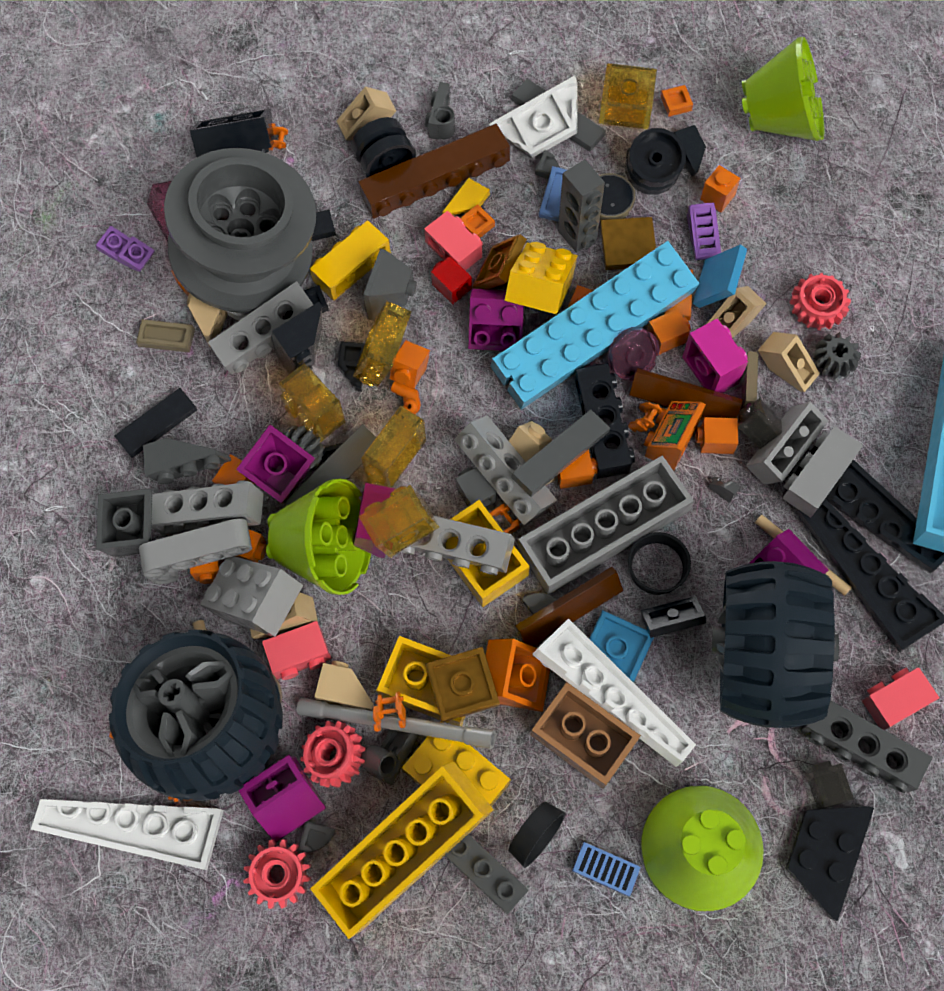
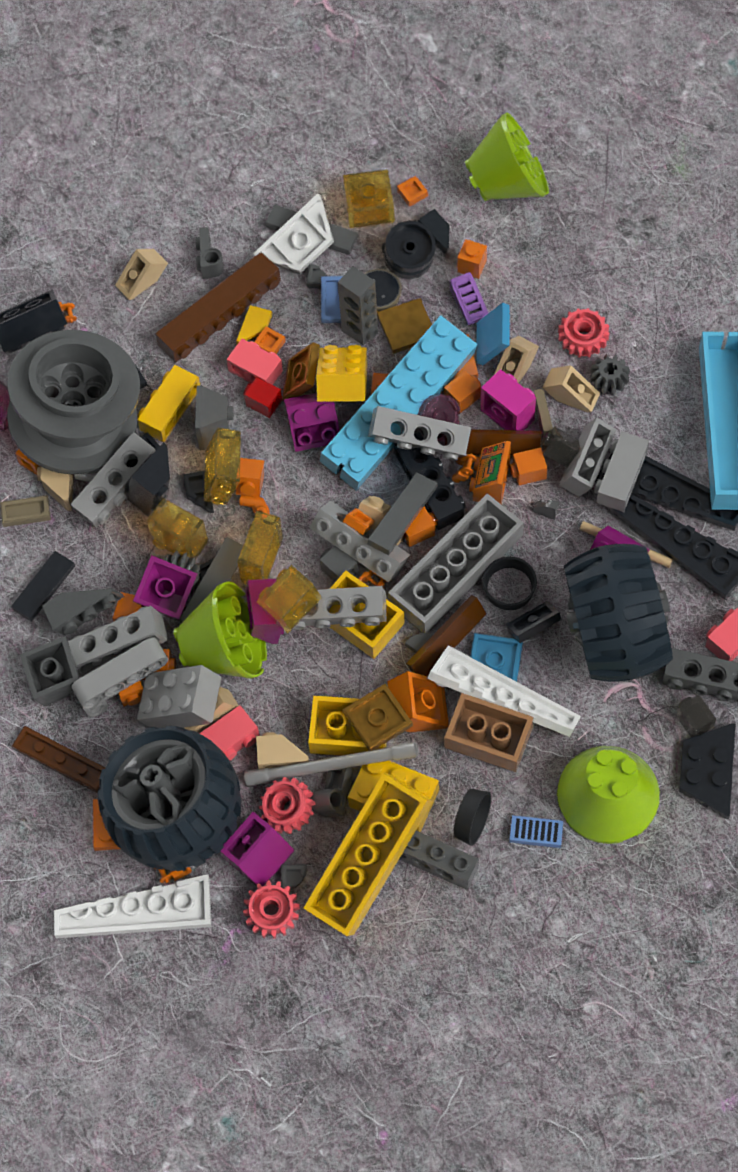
camera: 15 degrees left, 5 degrees down
(105, 618) = (58, 758): none -> reddish brown tile
(378, 711) = (316, 757): orange piece -> none
(381, 146) = (167, 298): black wheel -> none
(510, 447) = (359, 521): none -> orange tile
(647, 379) = (456, 434): none -> light grey brick

